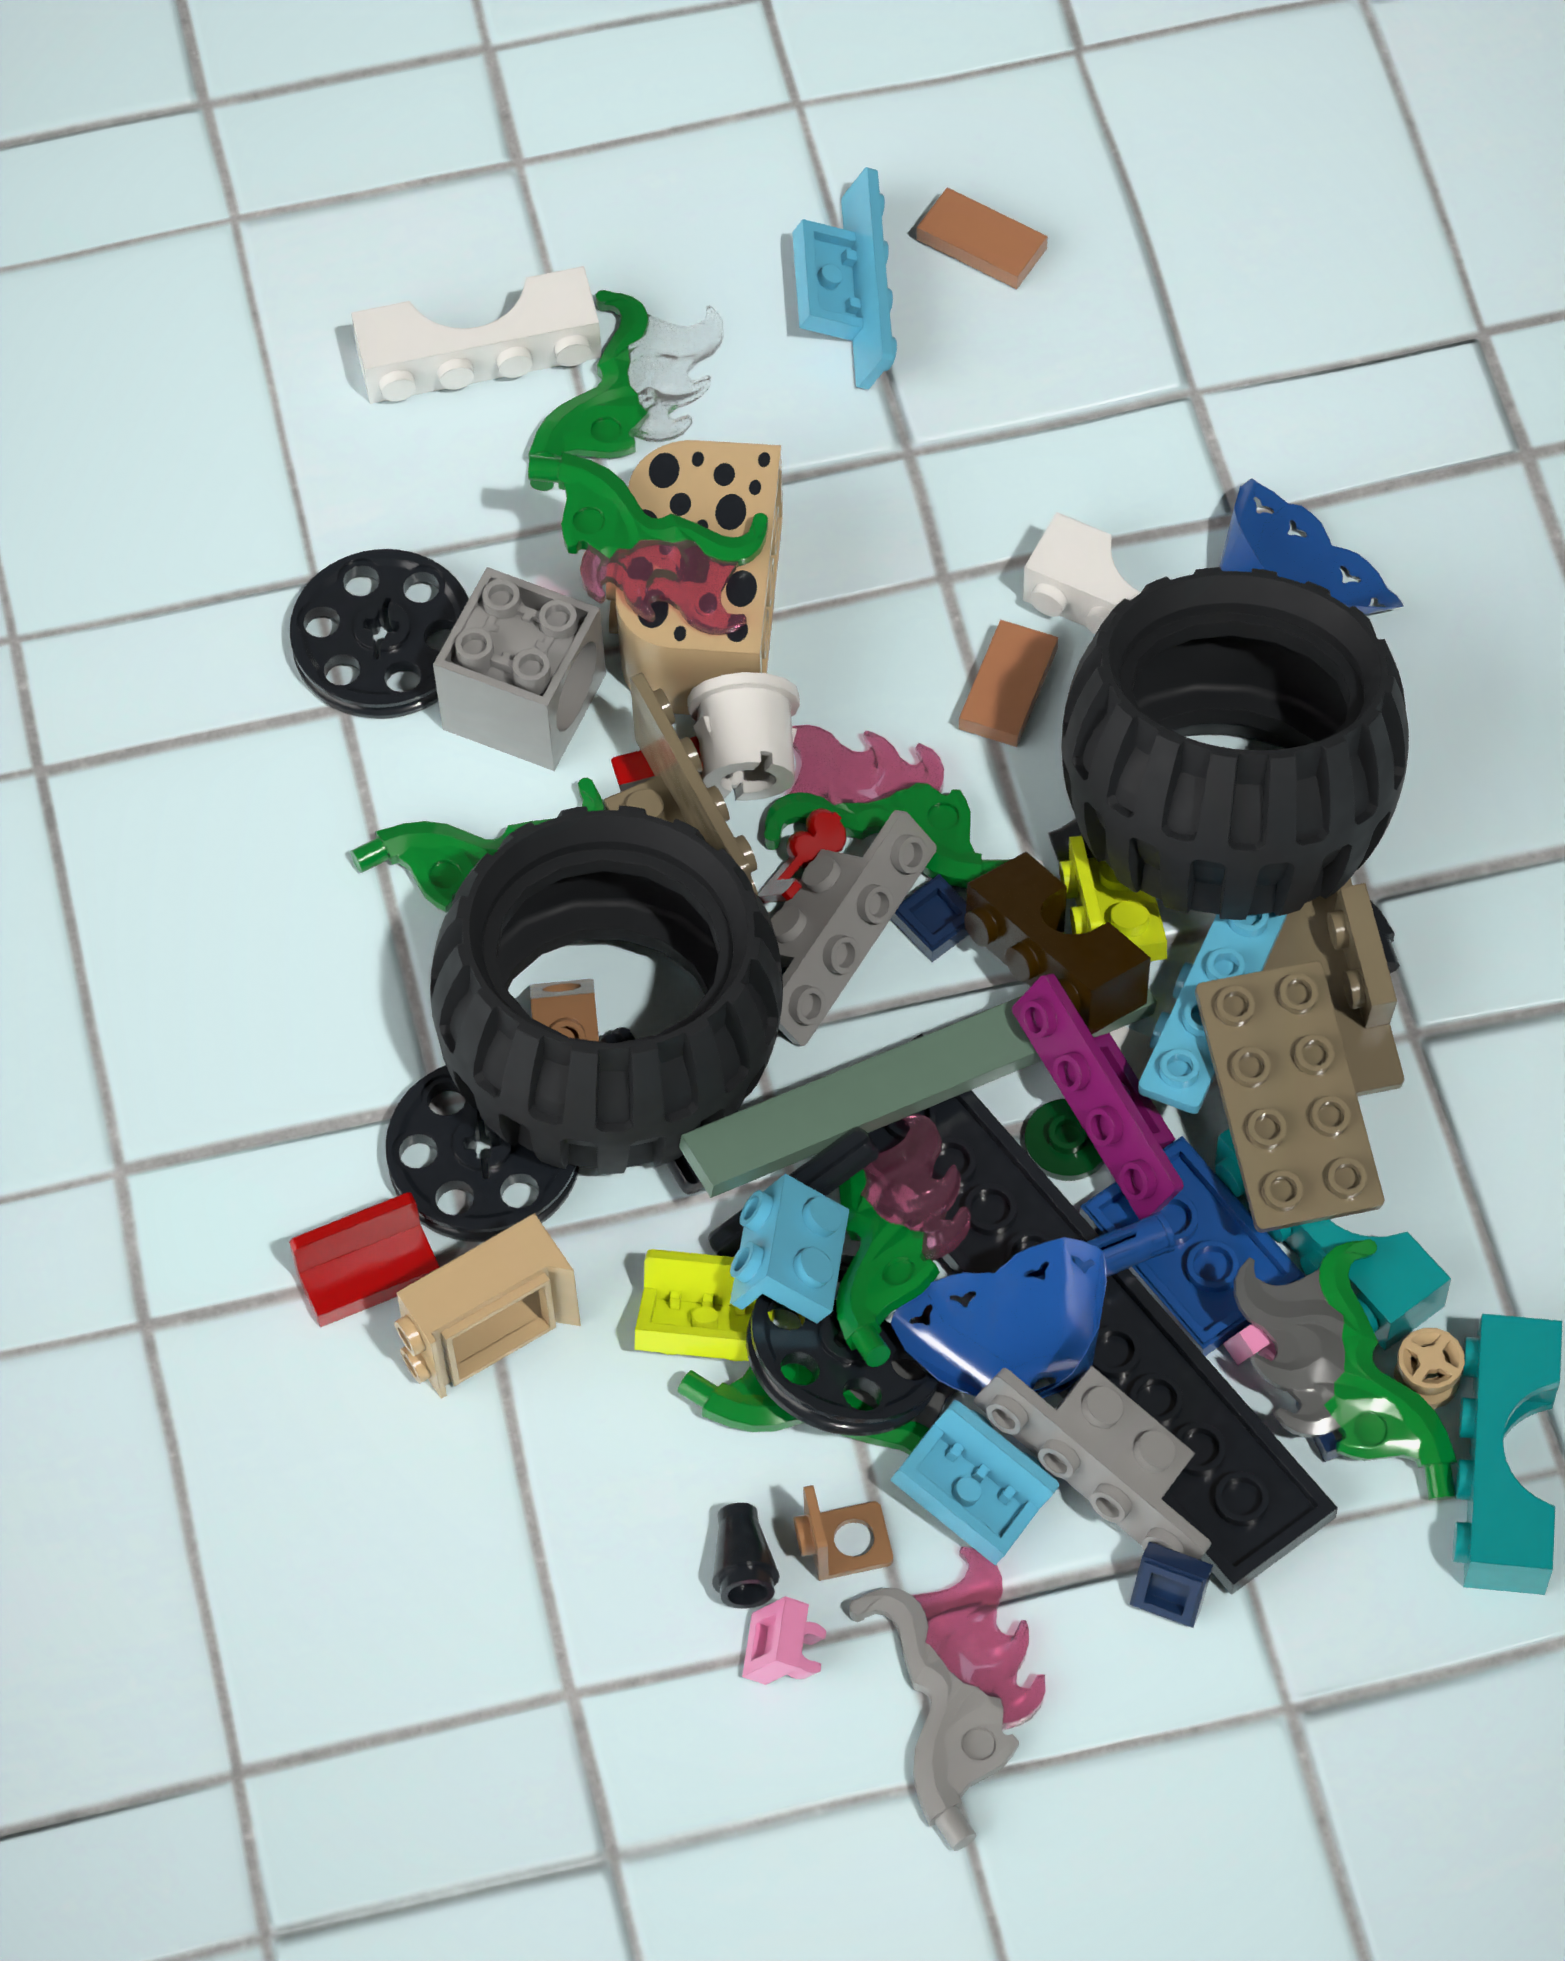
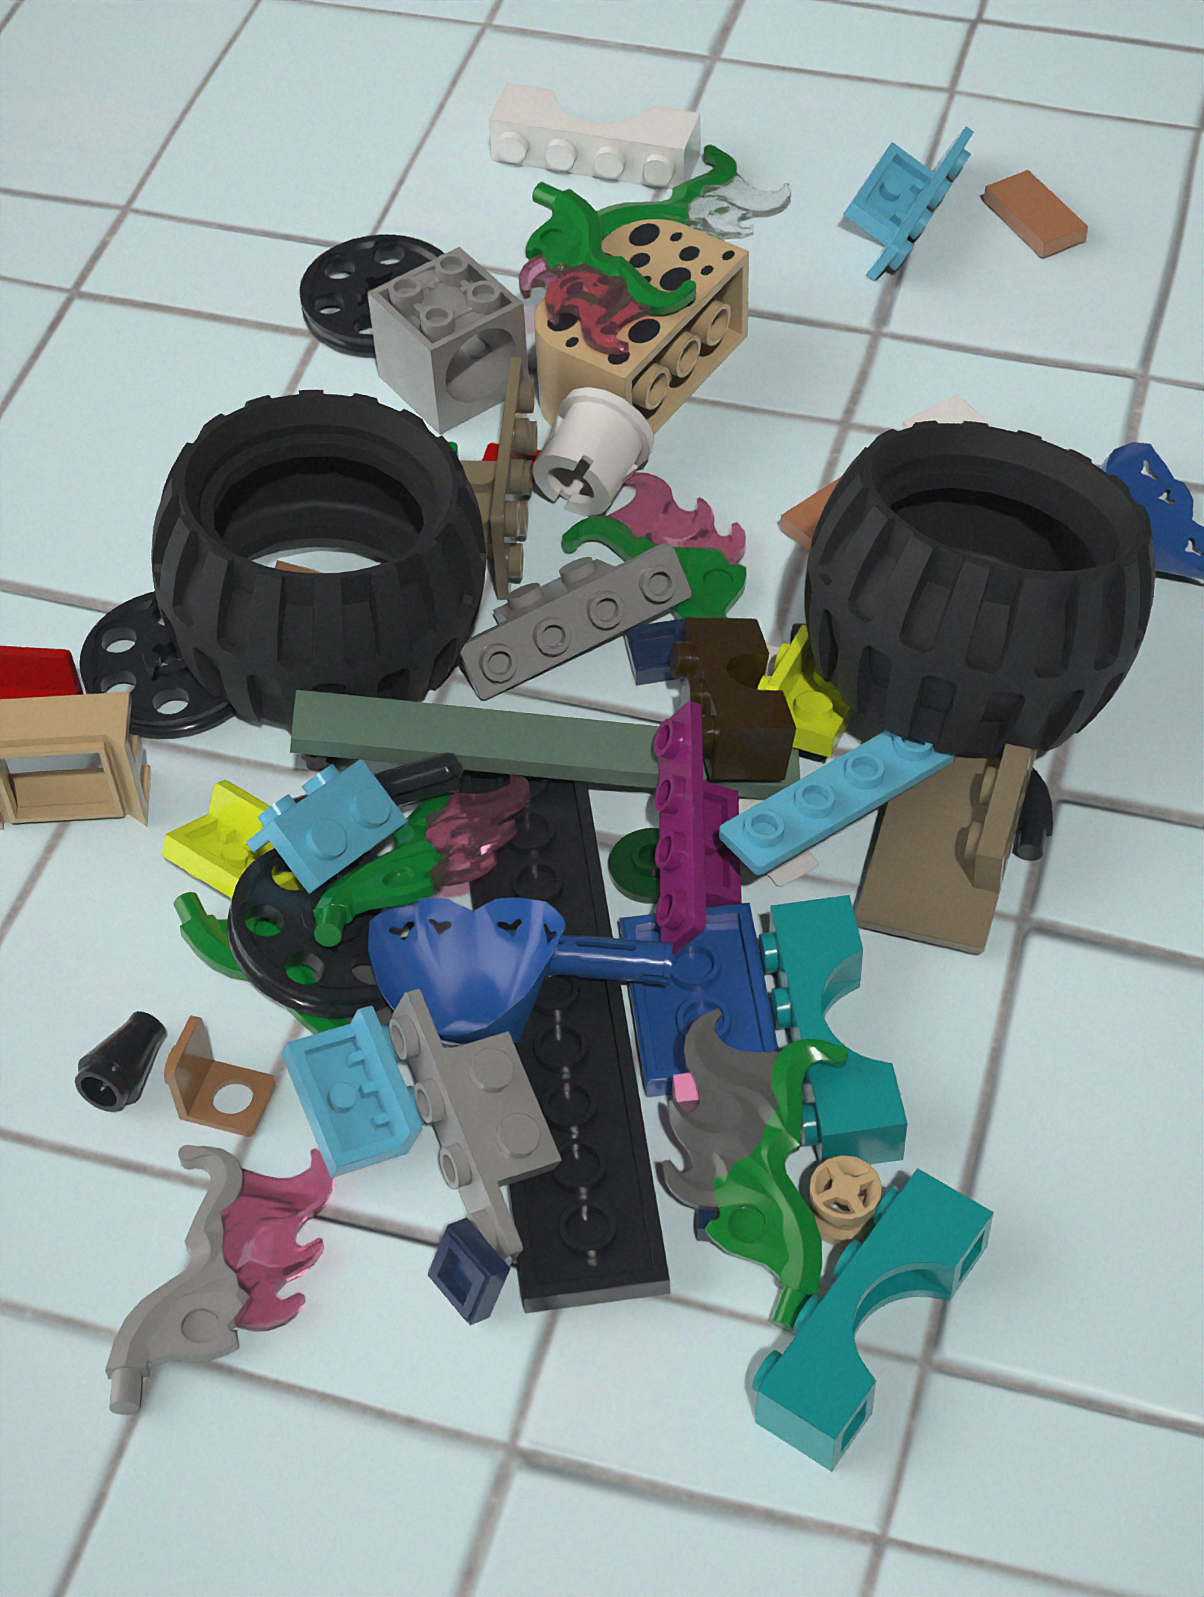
camera: 30 degrees right, 10 degrees down
(778, 1640) = (94, 1145): bright pink tile -> none
(823, 832) = (610, 548): red piece -> none
(1289, 1096) = (849, 897): dark tan bracket -> none

